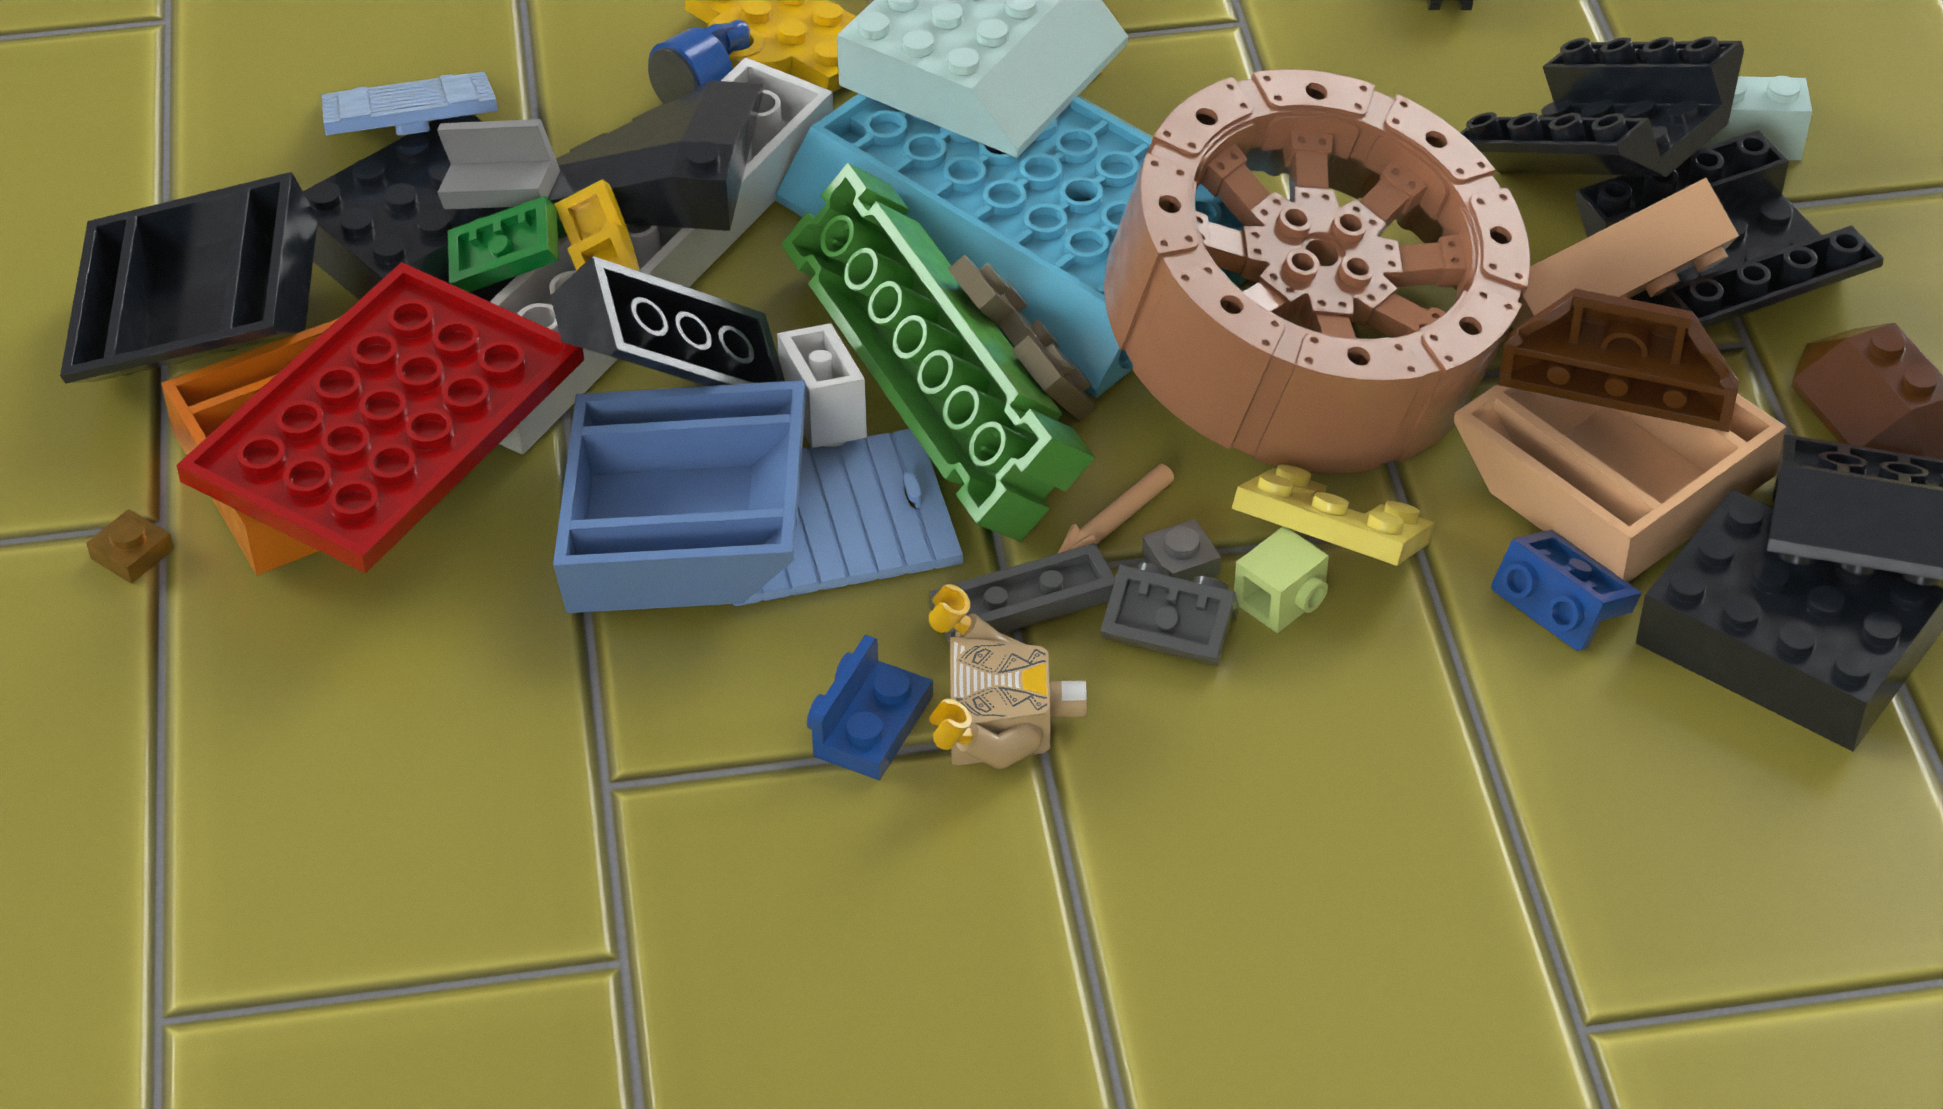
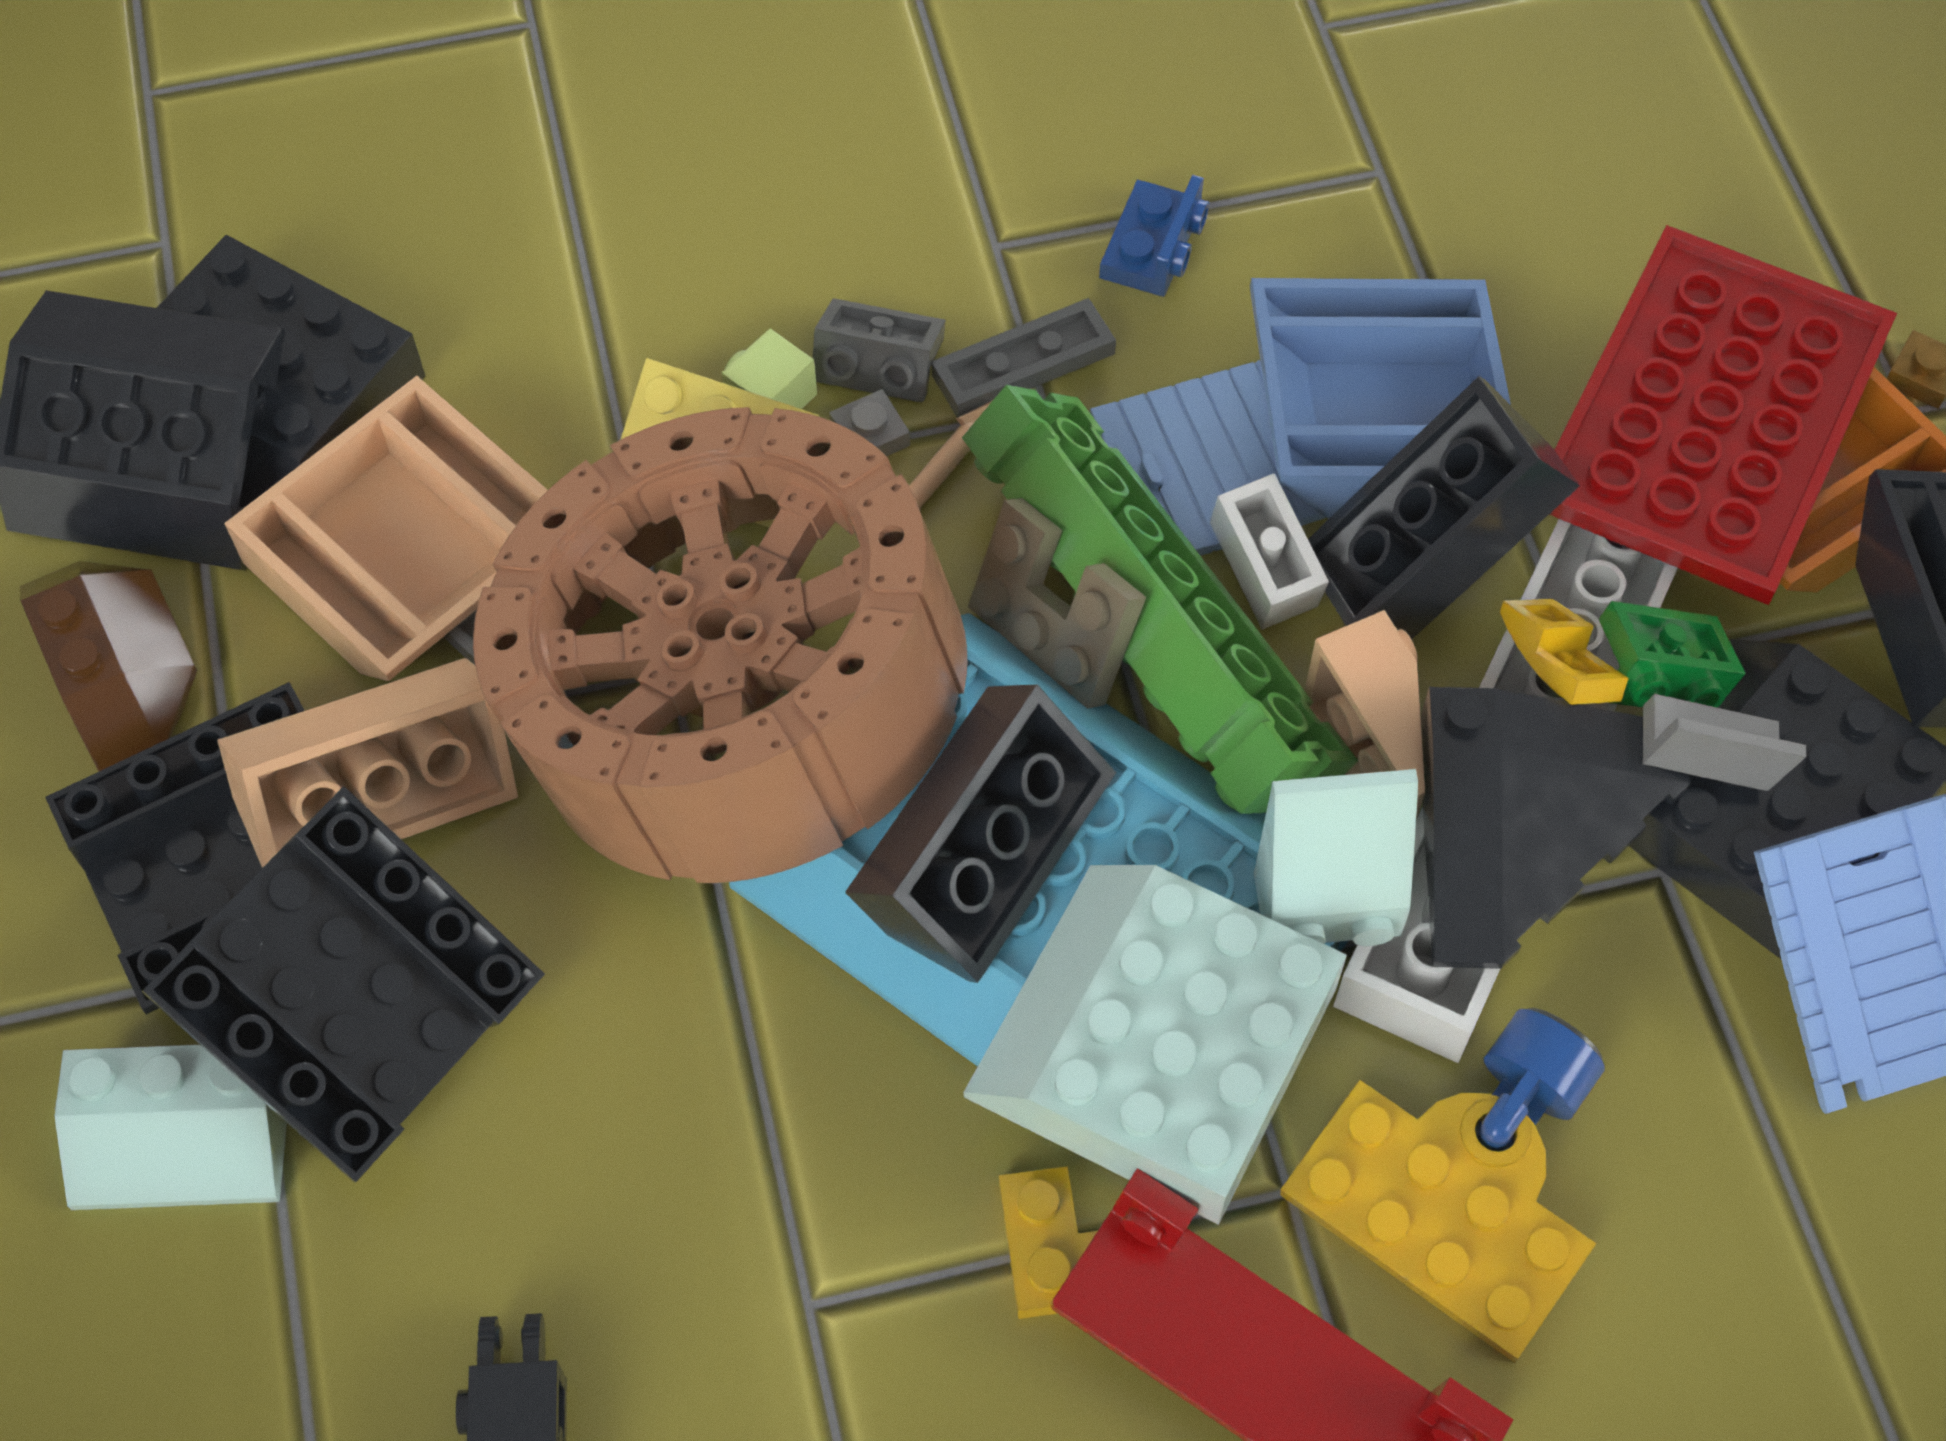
camera: 175 degrees right, 15 degrees up
(763, 254) = (1369, 694): none -> light nougat slope
(831, 82) = (1339, 855): none -> light aqua slope
(997, 690) = (1037, 230): tan torso -> none
(1094, 163) = (982, 830): none -> black slope
(1562, 587) = (487, 397): blue bracket -> none
(1622, 359) = (390, 540): reddish brown wedge -> none

